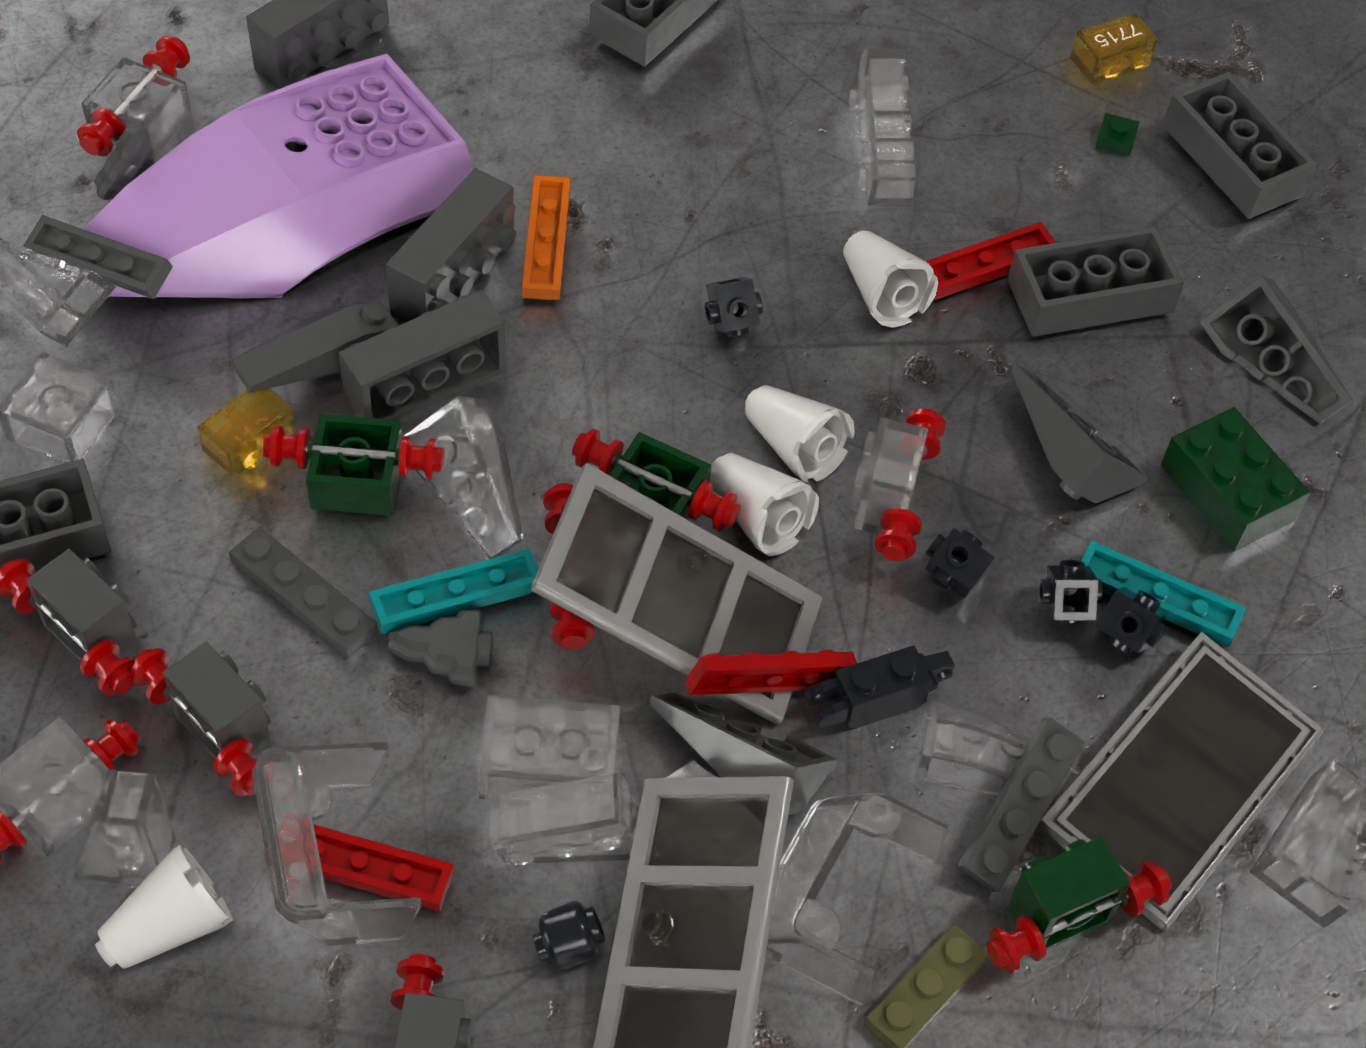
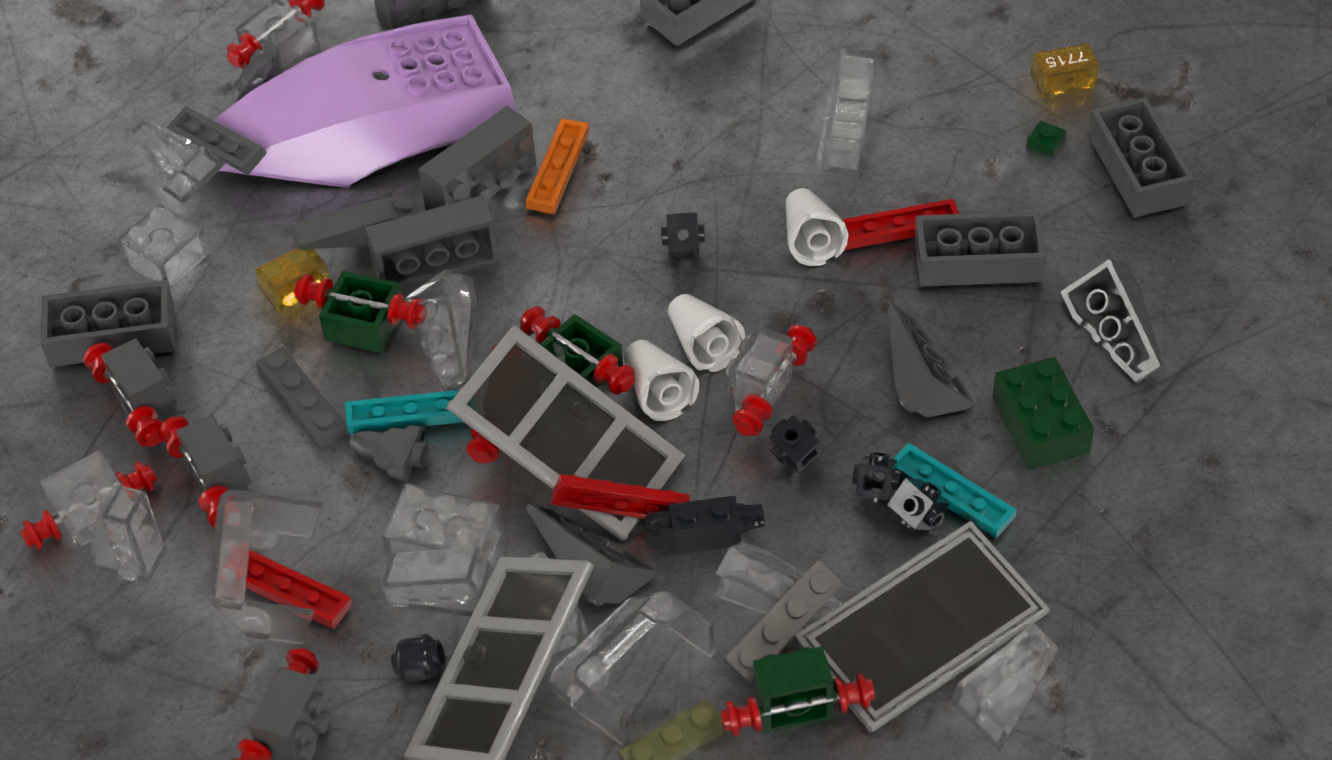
camera: 20 degrees right, 5 degrees down
(163, 912) = (140, 594): white cone -> none

